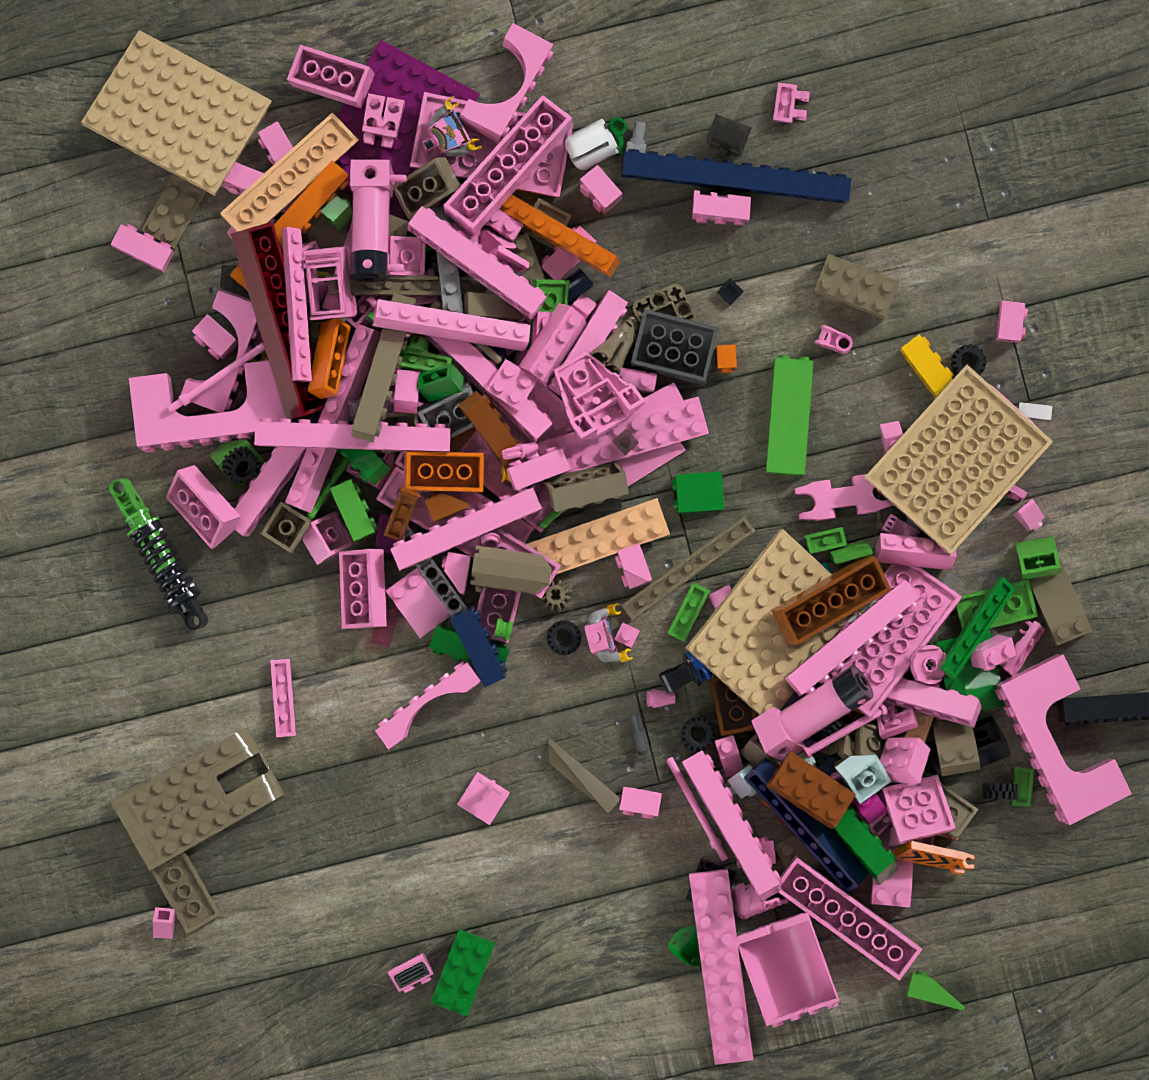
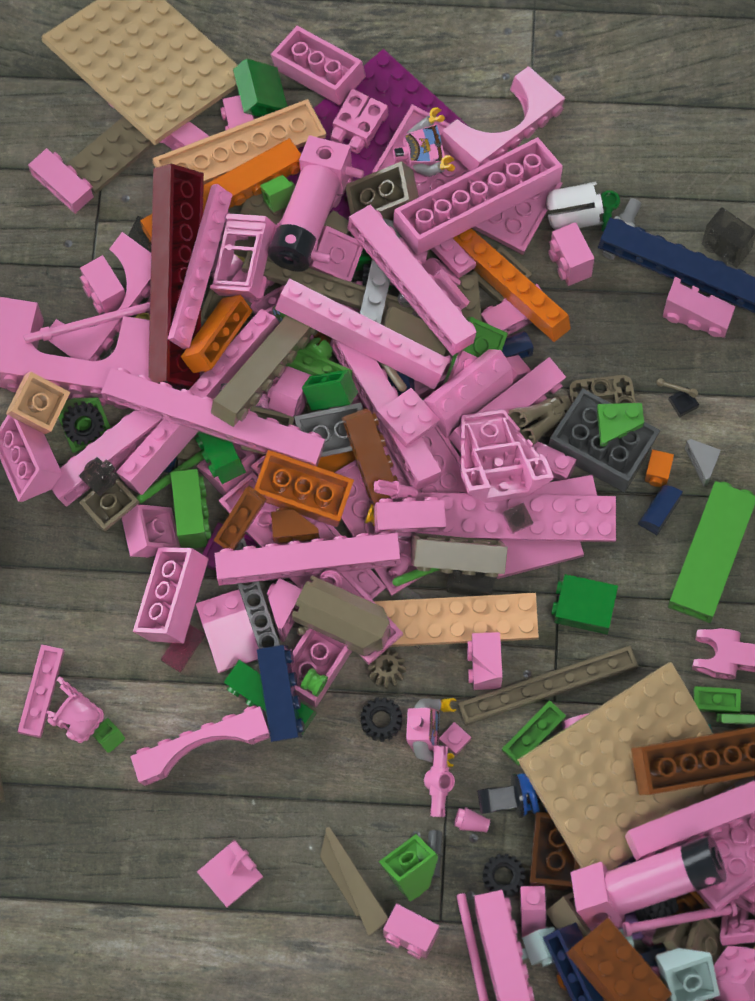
camera: 25 degrees right, 15 degrees down
(199, 462) = (38, 402): none -> light nougat brick
(272, 509) = (99, 475): none -> clear smoke brick
(287, 113) = (259, 88): none -> green brick
(321, 709) = (77, 712): none -> bright pink helmet
(348, 716) = (108, 735): none -> bright green slope
(623, 749) = (411, 867): none -> bright green slope
(625, 675) = (439, 780): none -> bright pink pin
(682, 330) = (618, 420): none -> bright green wing
(706, 280) = (693, 392): none -> dark tan hinge
(736, 392) = (660, 509): none -> dark blue brick
(761, 339) = (703, 459): none -> light grey slope

